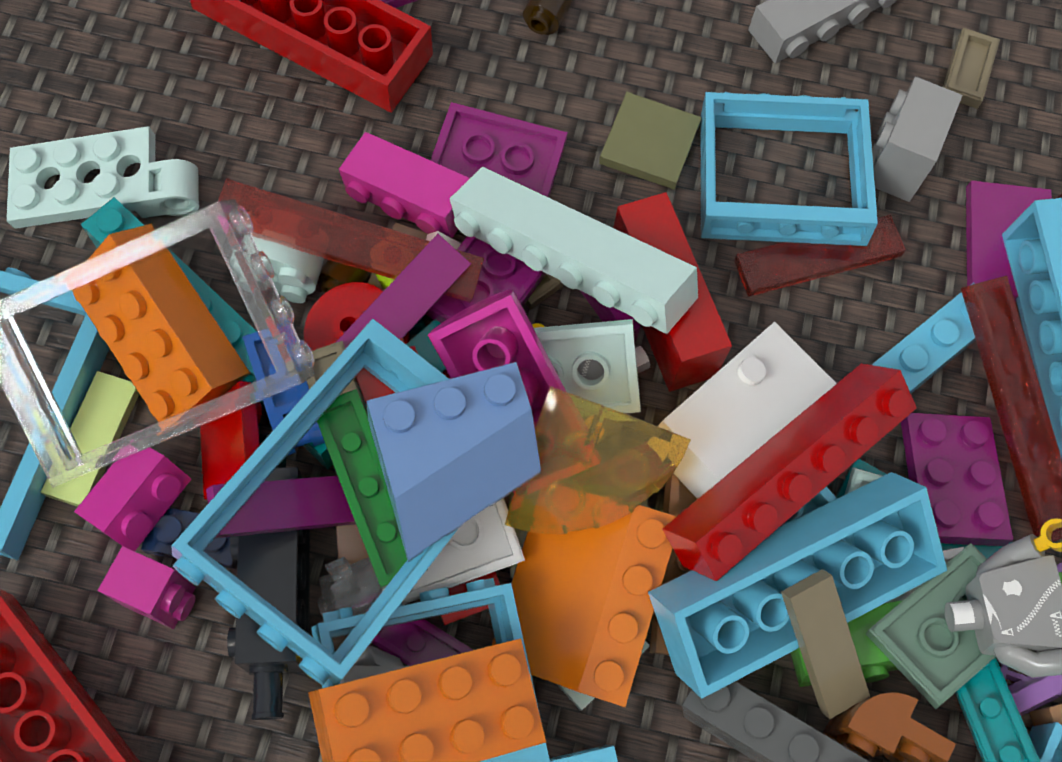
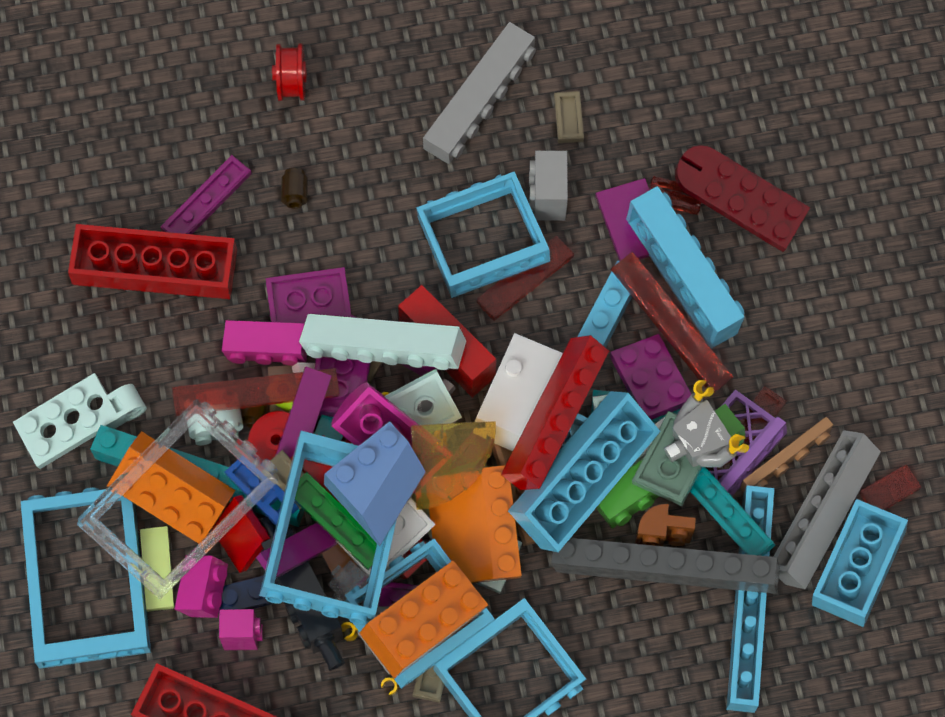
camera: 20 degrees left, 0 degrees up
(650, 140) = (395, 249): olive tile -> none
(825, 643) = (610, 496): dark tan tile -> none

